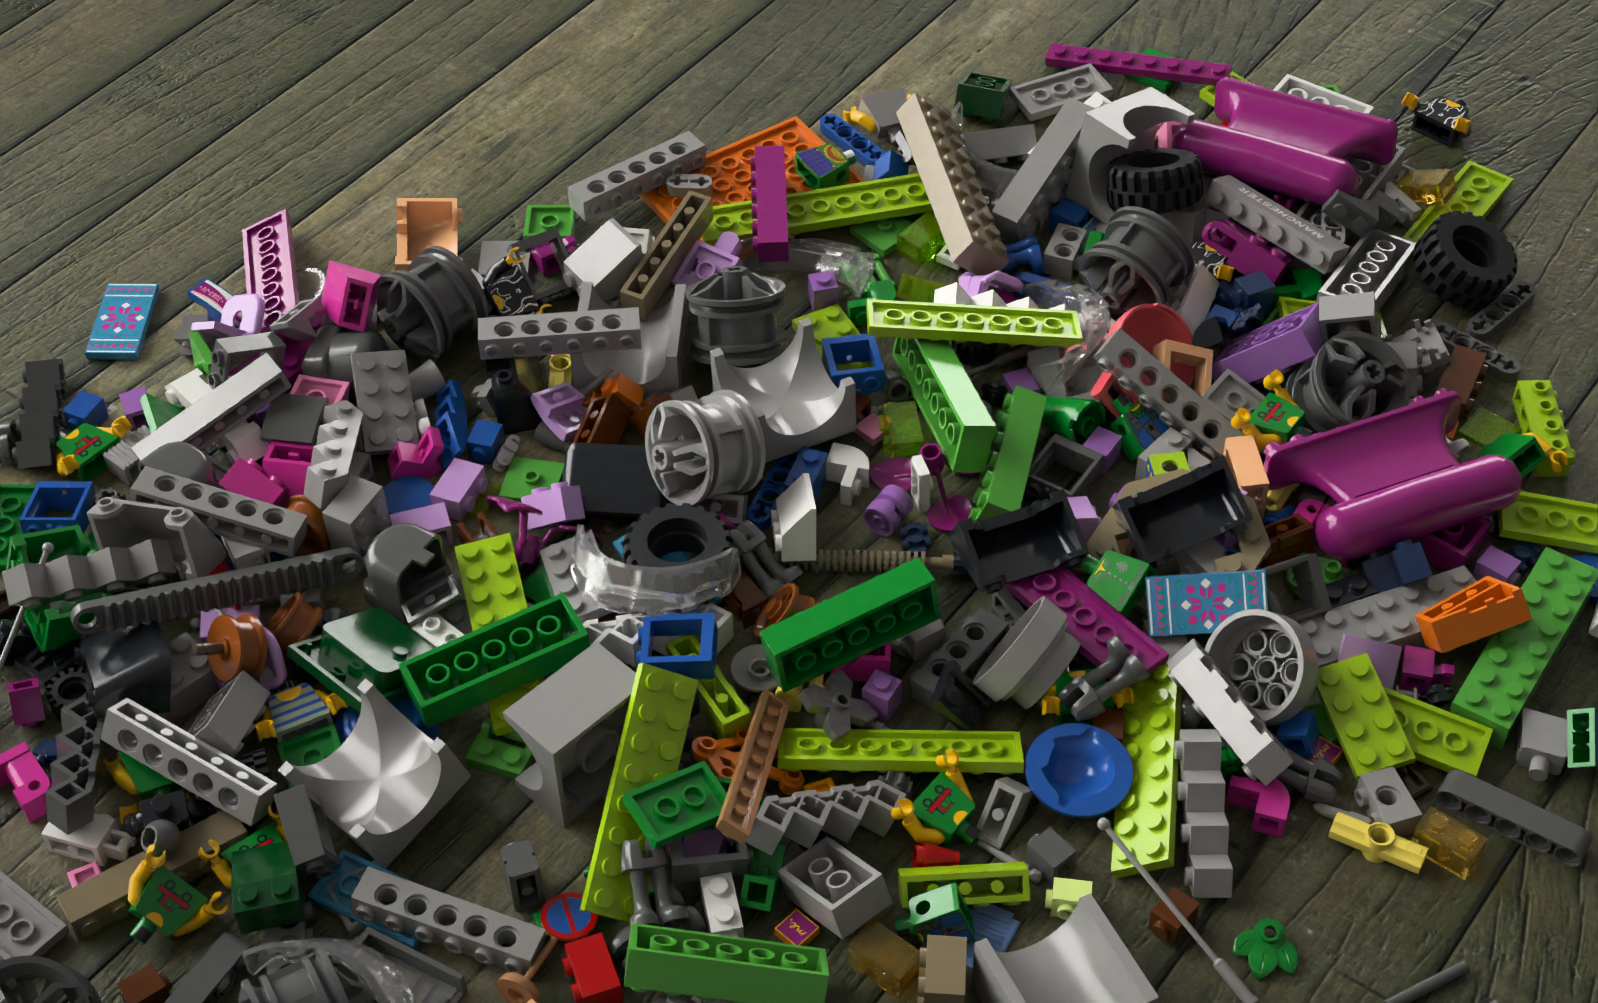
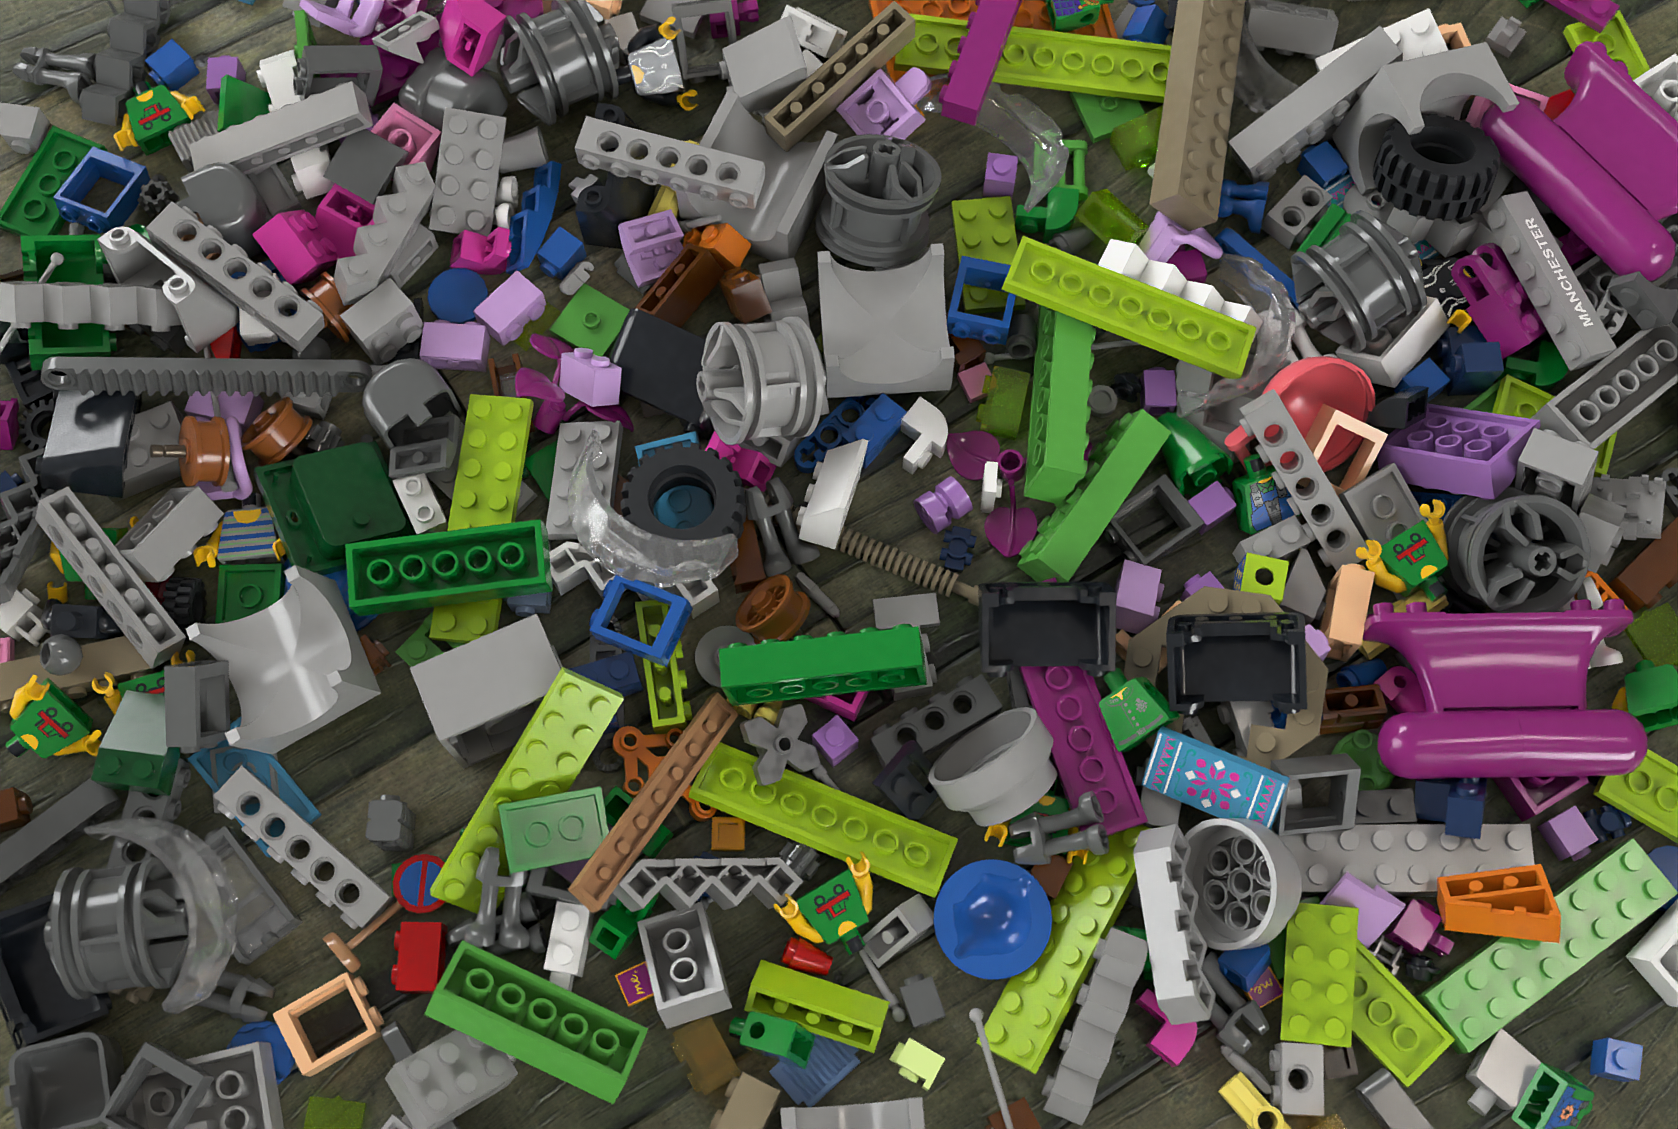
camera: 20 degrees right, 25 degrees up
(1247, 318) = (1455, 391): dark blue piece -> none

